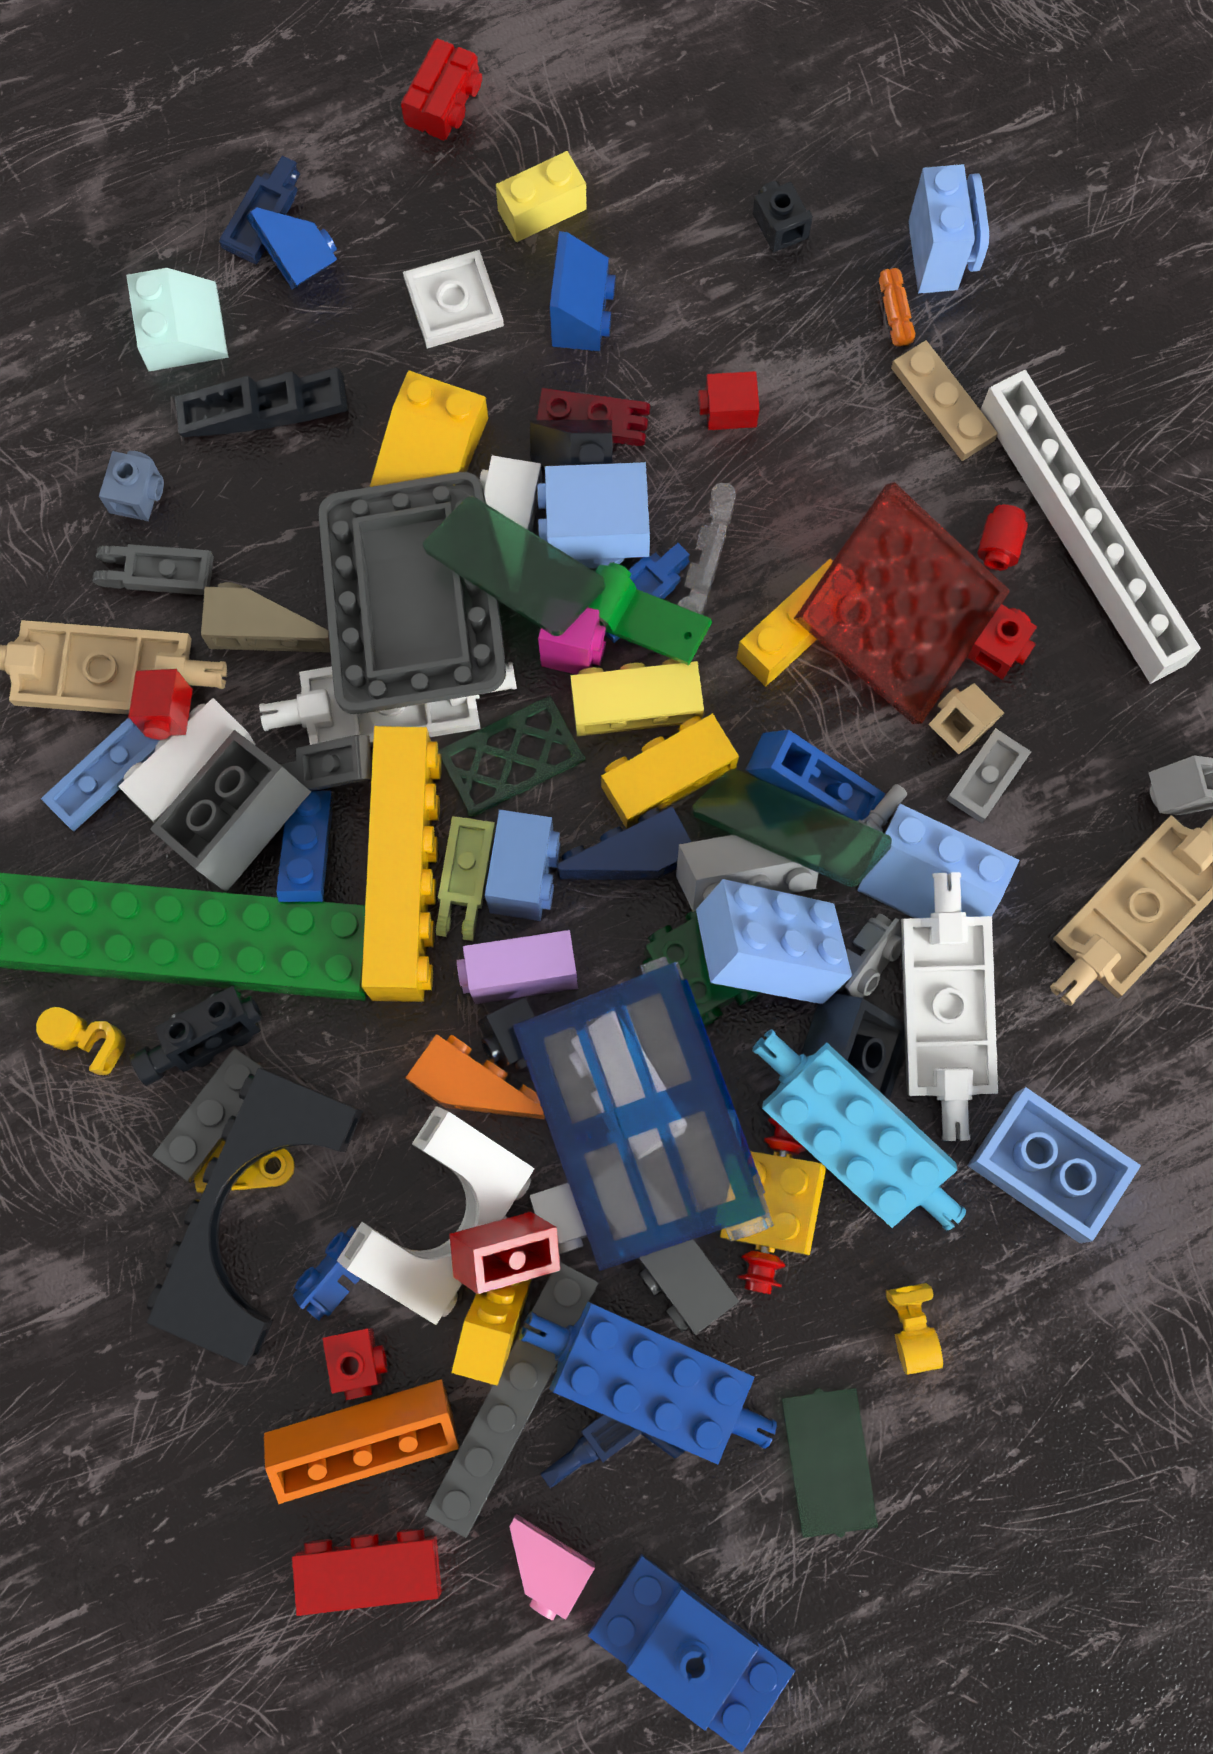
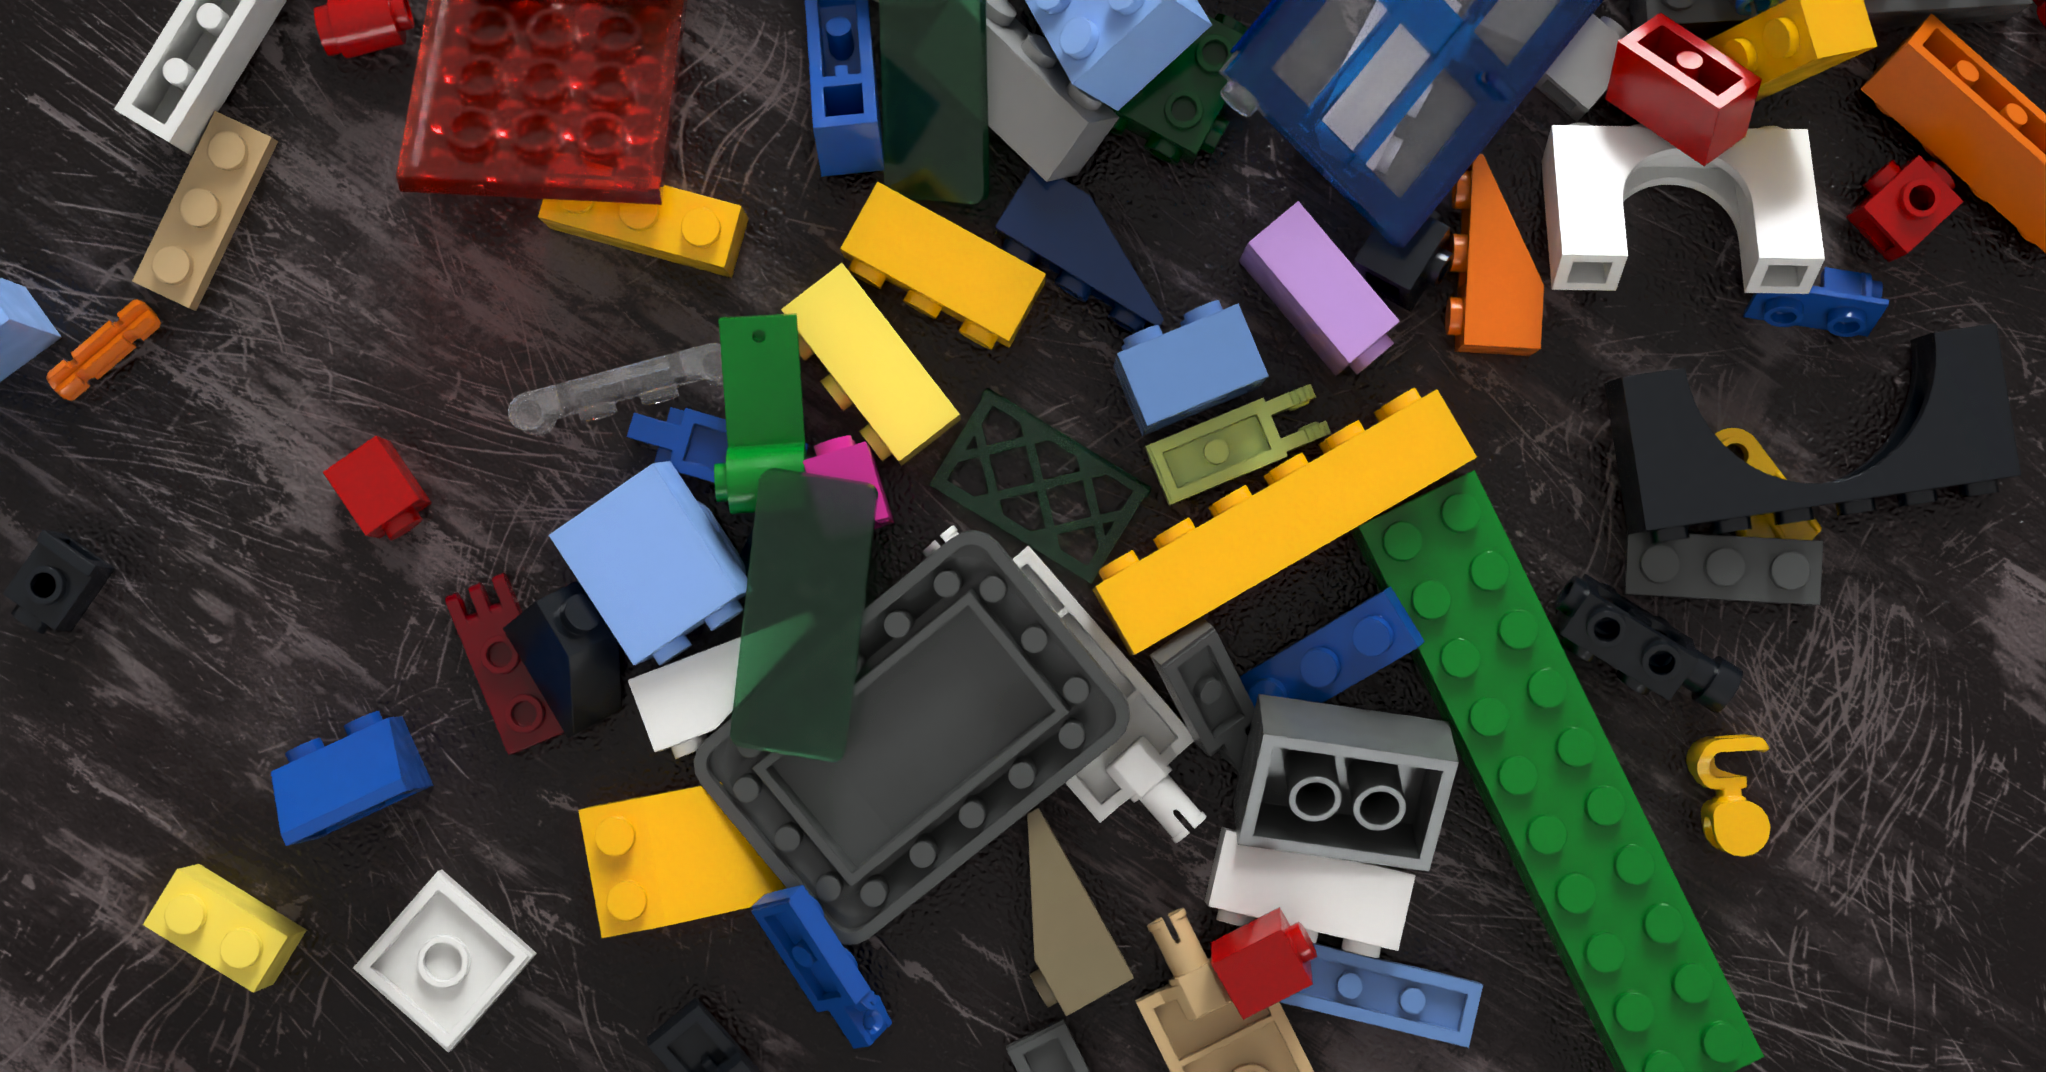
camera: 120 degrees left, 10 degrees up
(319, 481) = (821, 963): none -> blue hinge

